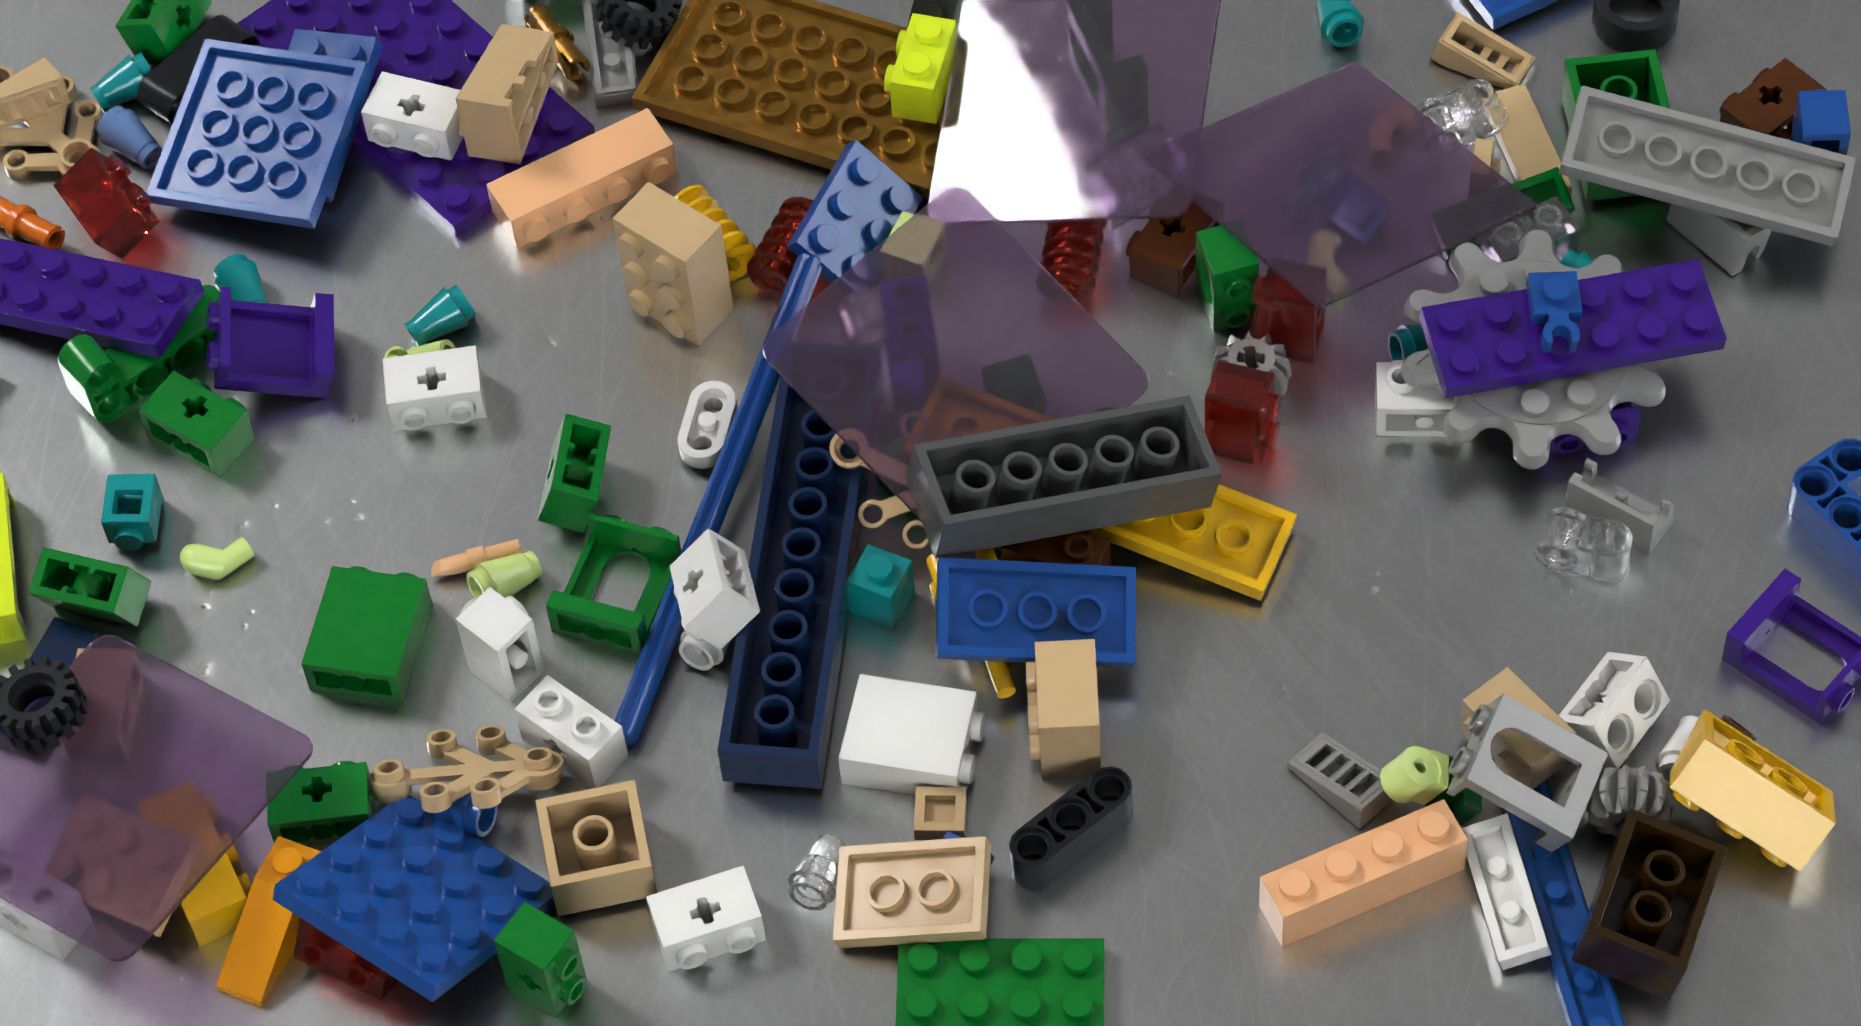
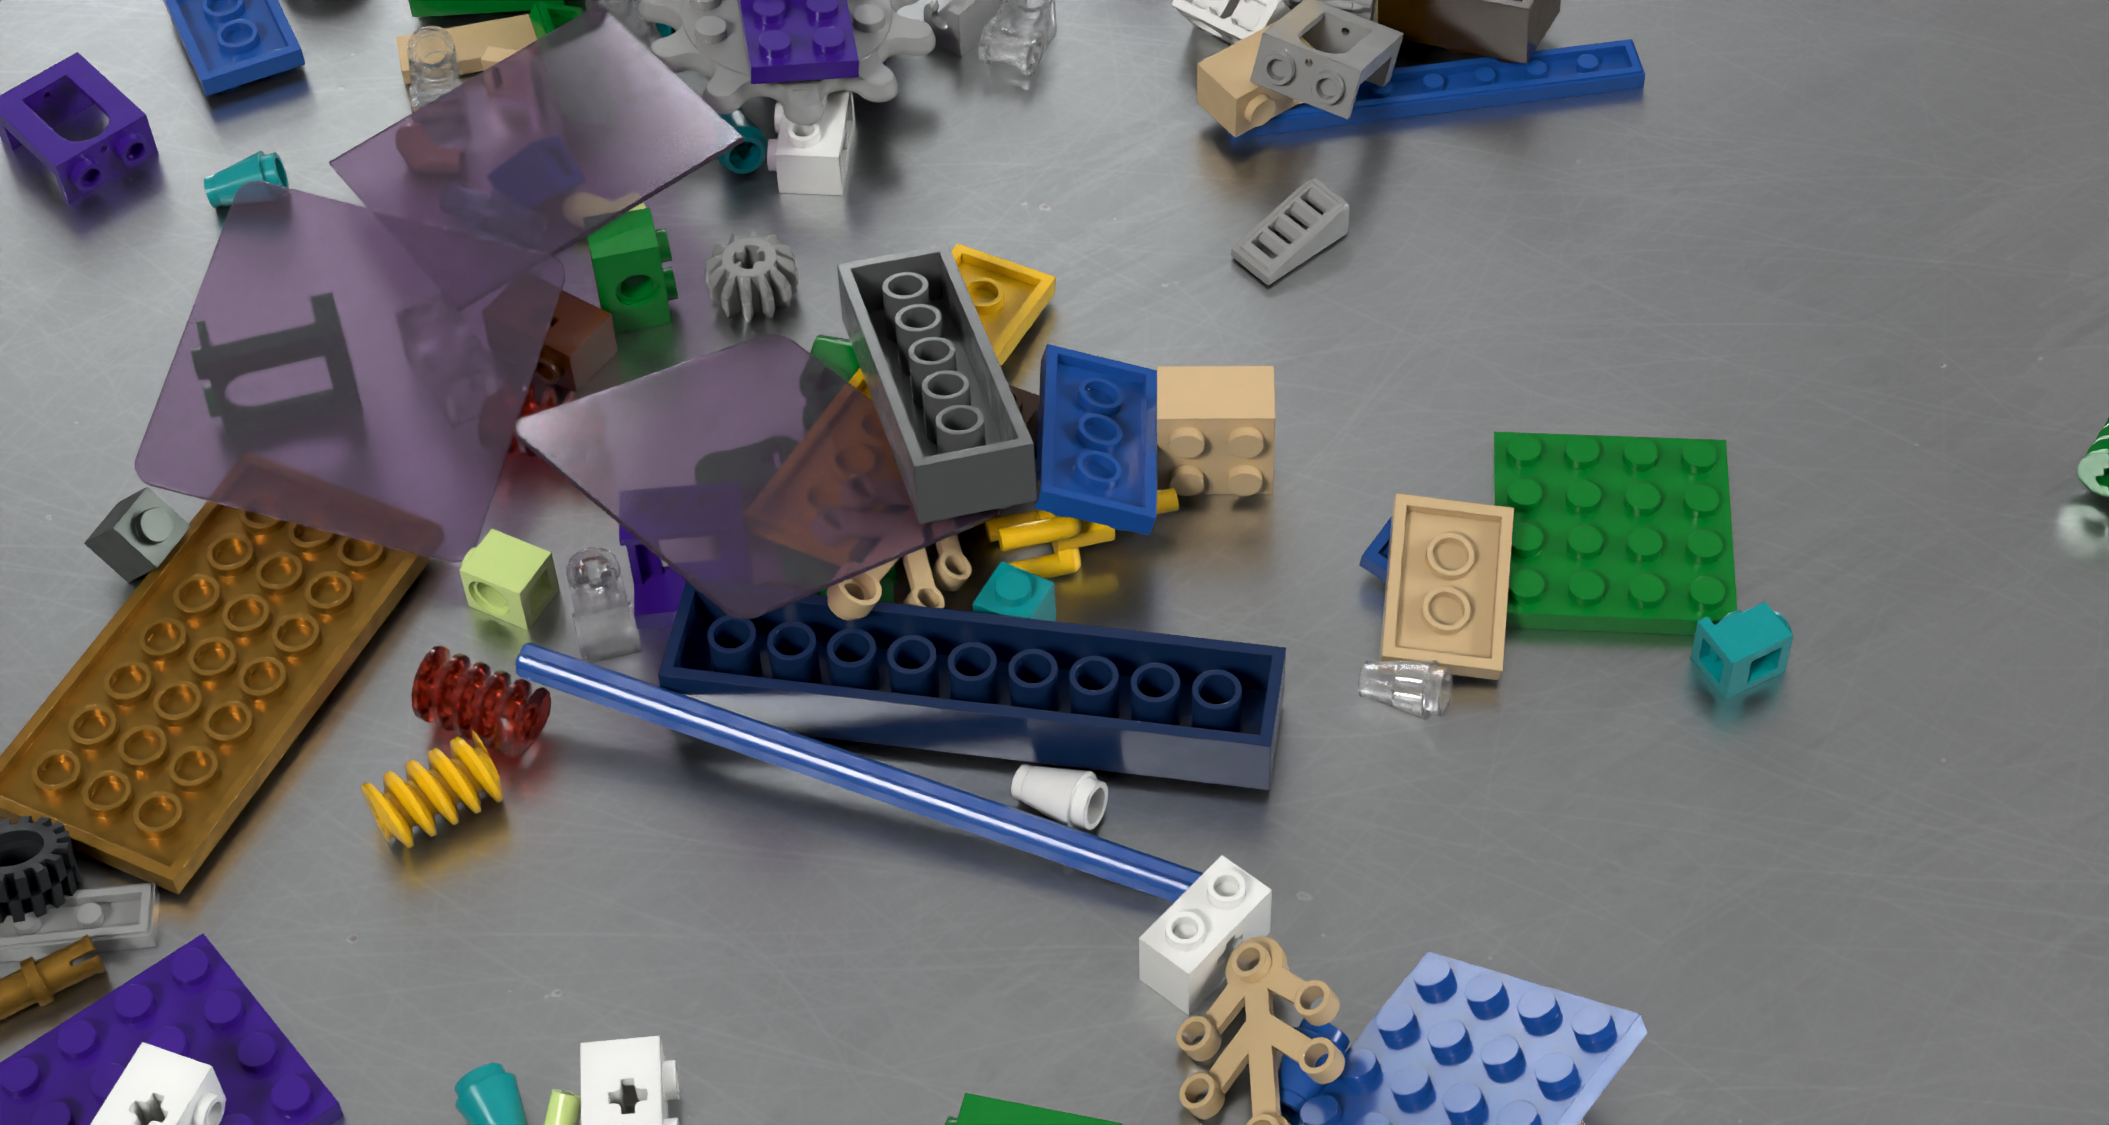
camera: 90 degrees left, 5 degrees down
(467, 560) = (910, 1062): light nougat piece -> none
(500, 643) = (1079, 1000): white brick -> none
(505, 574) = (953, 1029): yellowish green cone -> none
(506, 93) = (165, 997): tan wedge -> none
(541, 960) = (1558, 934): green brick -> none
(574, 473) = (807, 929): green brick -> none
(580, 617) = (932, 854): green panel -> none
(582, 178) = (299, 943): light nougat brick -> none
(596, 847) = (1384, 896): tan brick -> none
(673, 264) = (509, 791): tan brick -> none
(706, 428) = (739, 799): white plate -> none
(714, 589) = (999, 745): white brick -> none
(719, 898) = (1476, 794): white brick -> none
(852, 211) = (452, 623): plate -> none
(909, 736) = (1229, 581): white brick -> none
(922, 68) = (240, 536): neon yellow brick -> none
(939, 811) = (1329, 571): tan plate -> none
(1077, 807) = (1352, 448): black beam -> none
(1241, 413) = (811, 256): clear red brick -> none
(1287, 317) = (694, 218): clear red brick -> none
(1363, 872) = (1420, 214): light nougat brick -> none
(1425, 778) = (1320, 145): yellowish green leg -> none
(1474, 36) = (334, 77): tan slope -> none
(1505, 892) = (1437, 114): white plate -> none

